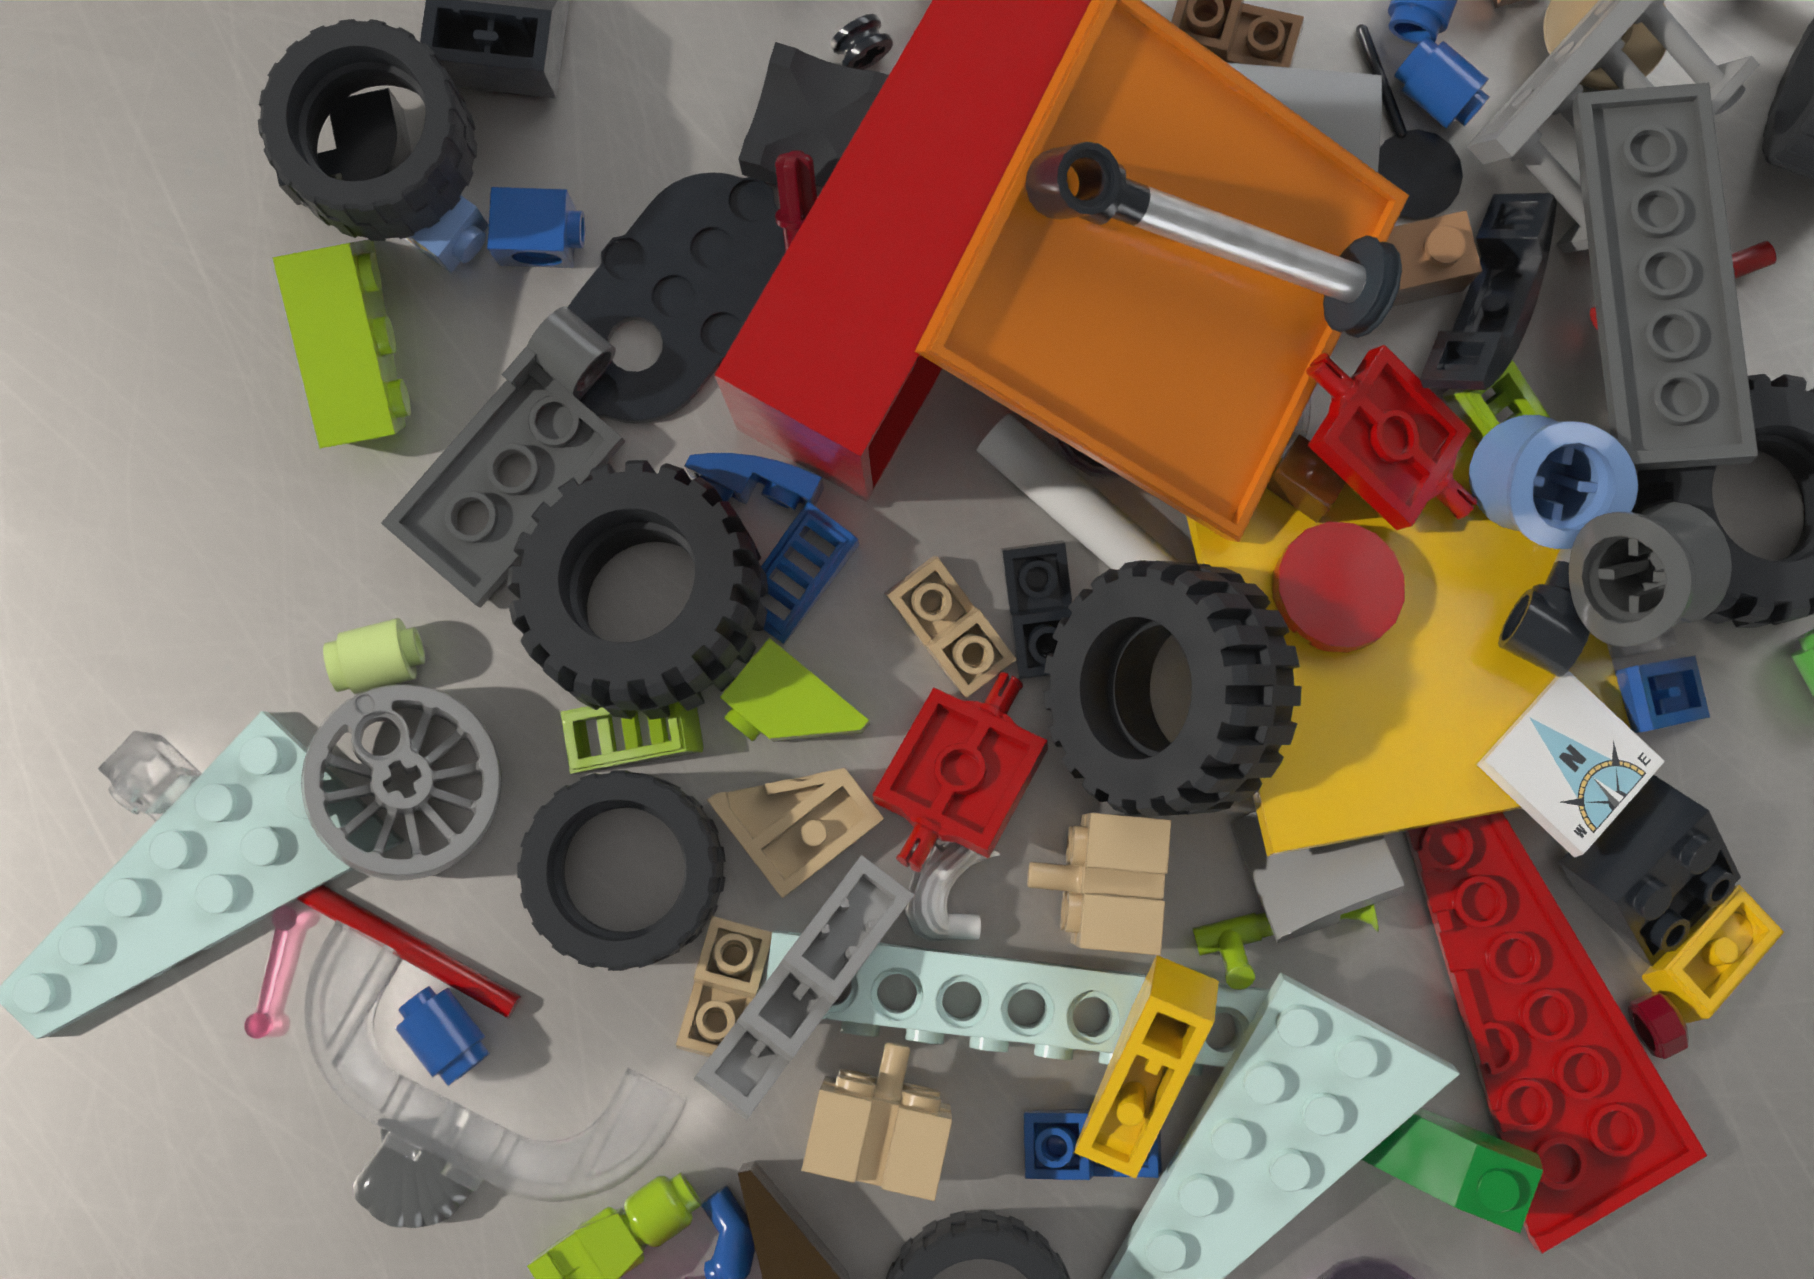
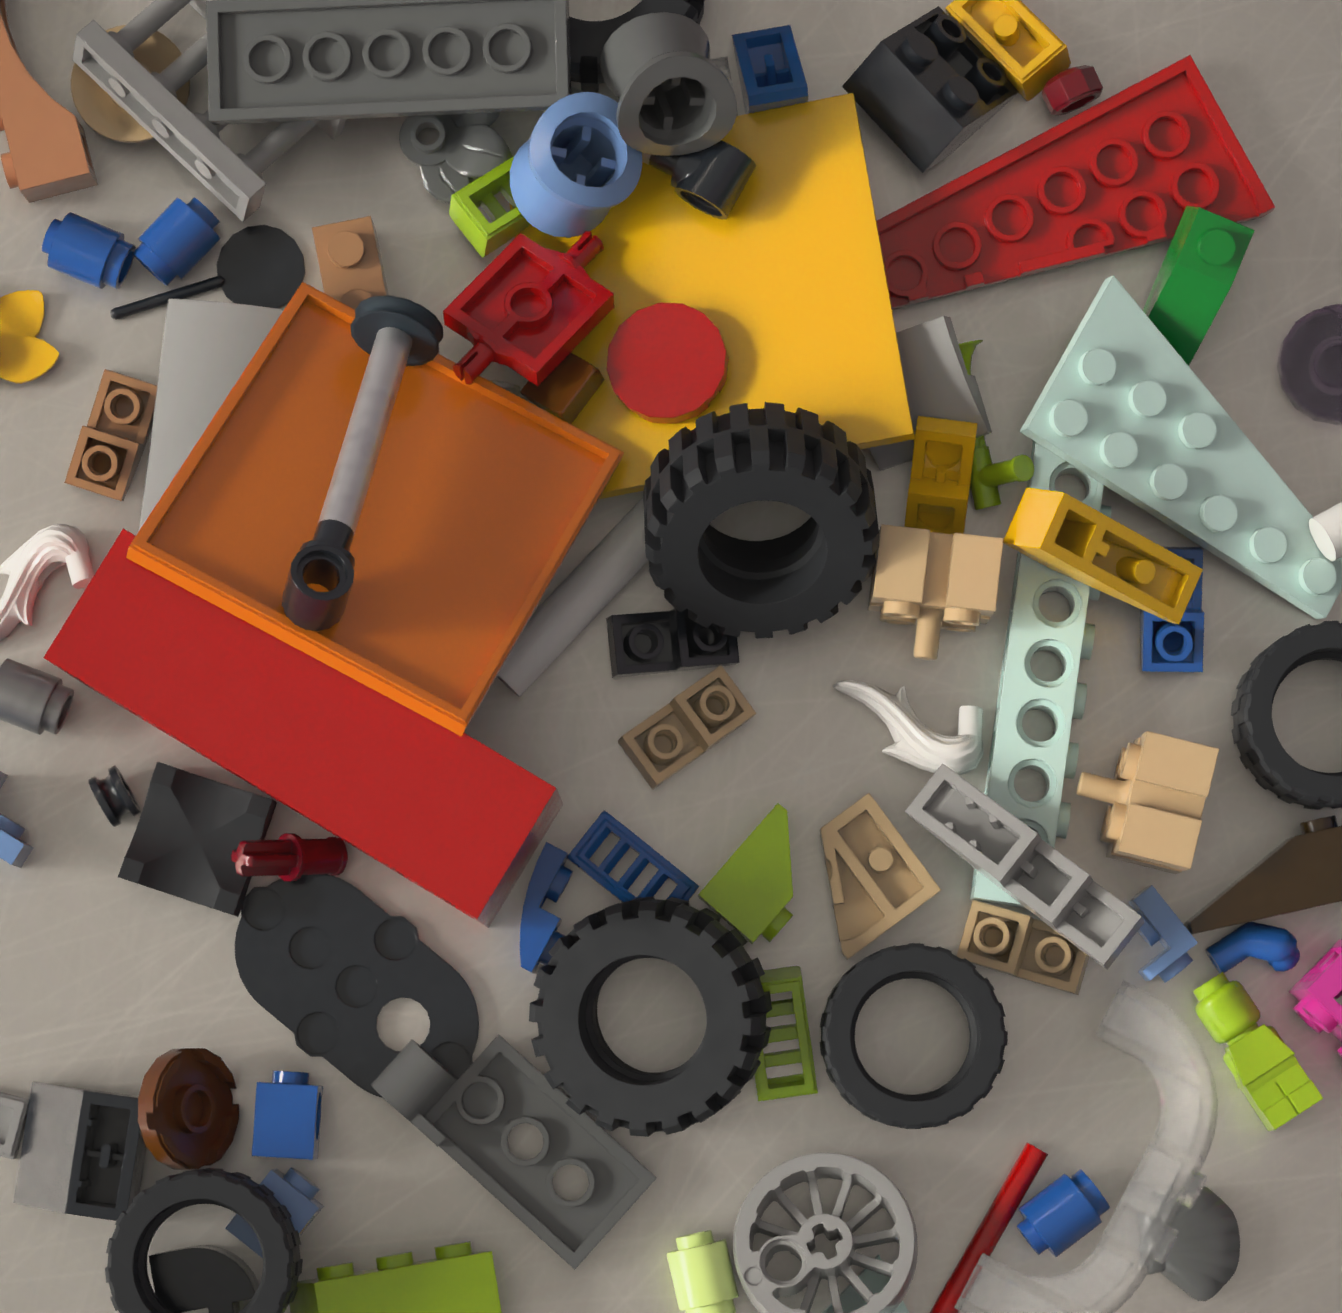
camera: 90 degrees left, 0 degrees up
(539, 122) = (188, 1108): none -> reddish brown tile
(749, 1138) = (1163, 926): none -> medium blue bracket
(960, 772) = (827, 719): red plate -> none
(1228, 888) = (940, 475): none -> yellow slope
(1501, 299) = (395, 198): black slope -> none
(1563, 373) = (463, 151): none -> dark grey plate
(1570, 763) = (835, 161): white tile -> none

